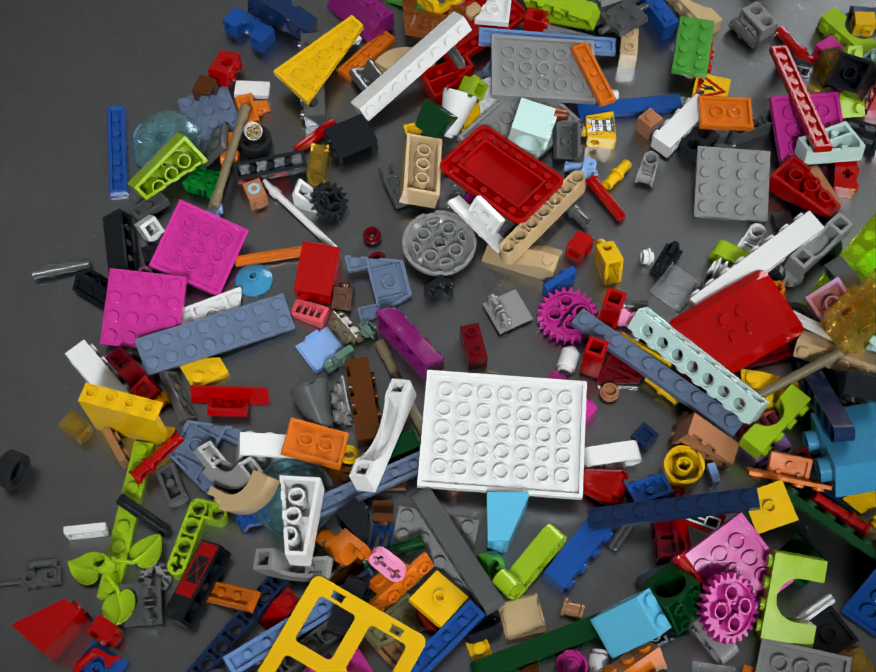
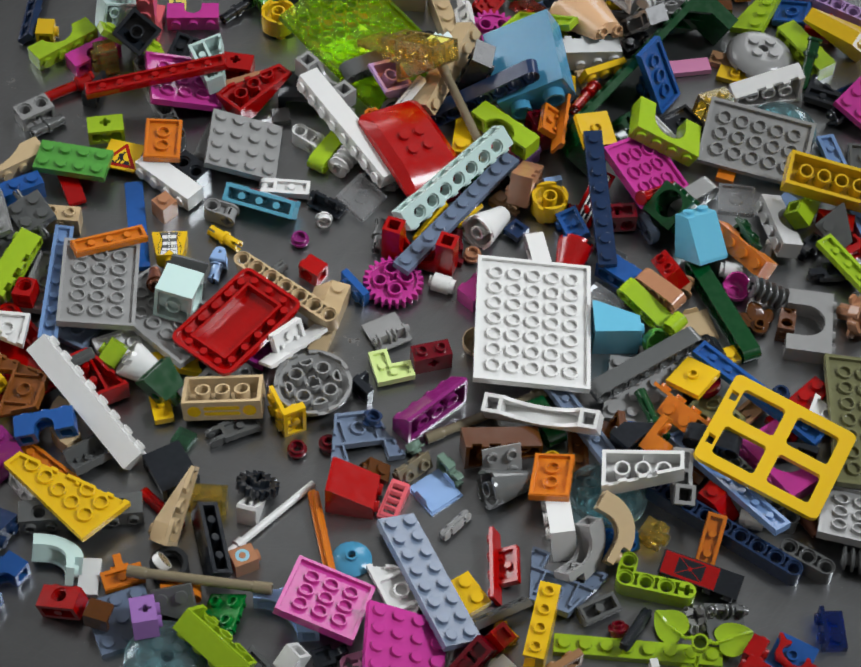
camera: 95 degrees left, 10 degrees down
(144, 502) = (618, 629): none -> dark red plate
(149, 464) = (584, 624): red pin -> none
(194, 116) = (145, 617): none -> medium lavender brick
(247, 541) = (654, 534): none -> clear yellow brick
(263, 70) = (59, 552): none -> light aqua arch
(280, 364) = (454, 525): none -> light grey axle
(295, 135) = (170, 520): none -> tan wedge
(387, 149) = (185, 437): none -> clear green tile
(387, 564) = (674, 402): bright pink beam -> none
(390, 40) = (29, 425): none -> blue arch
(396, 286) = (372, 414): none -> dark blue plate
(402, 215) = (289, 419): none -> yellow bracket
(458, 307) = (387, 372): none -> yellowish green plate
(551, 512) = (603, 295): none -> clear hinge
(552, 570) = (661, 289): none -> nougat beam
(586, 588) = (670, 269): none -> red brick
(605, 197) = (255, 247): red axle -> none
(606, 254) = (332, 245): yellow torso -> none
(620, 236) = (299, 239): none -> magenta plate
(645, 405) = (484, 227): none -> white cone
(661, 200) = (261, 200): none -> medium azure brick
(663, 56) = (72, 190): none -> red slope
(684, 223) = (286, 187): none -> white plate
(727, 607) = (680, 170): dark pink gear -> none
(744, 75) = (104, 128): none -> lime brick

